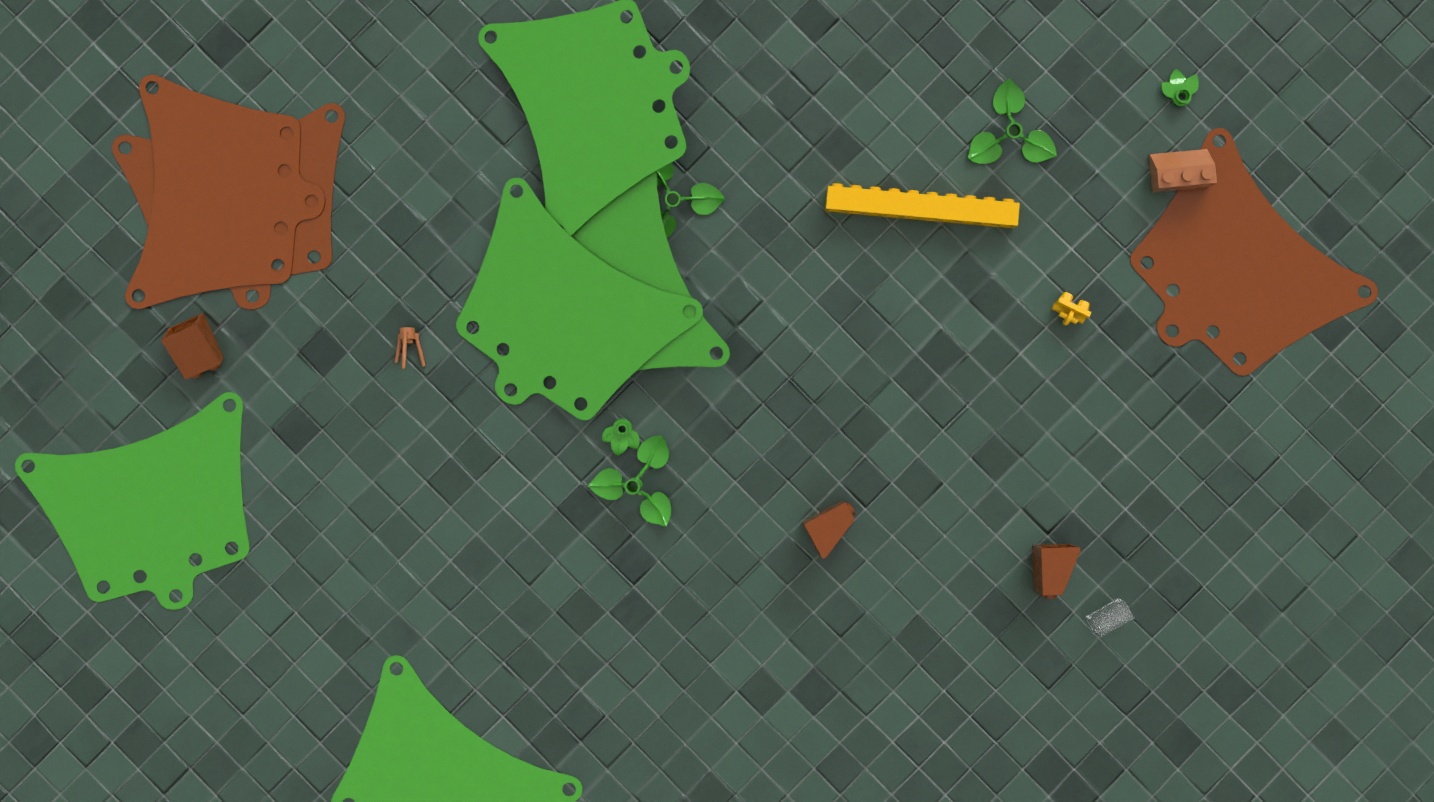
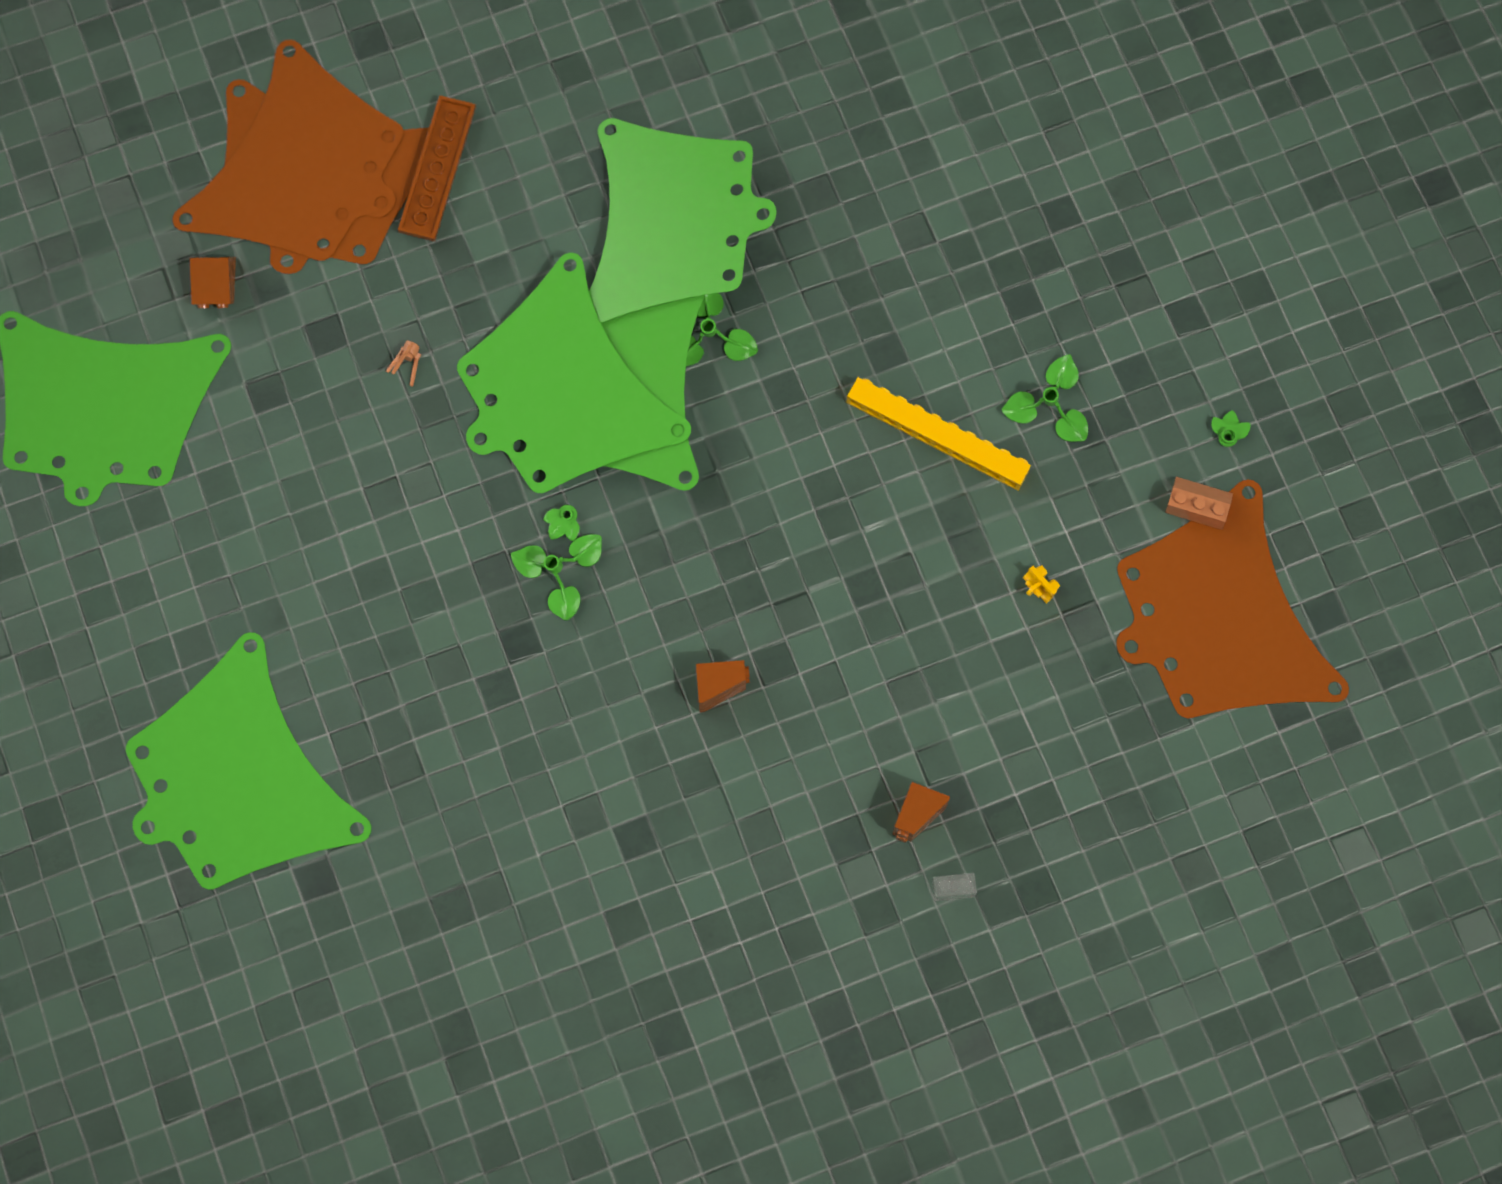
camera: 25 degrees right, 15 degrees down
(347, 145) = (437, 168): none -> dark orange plate

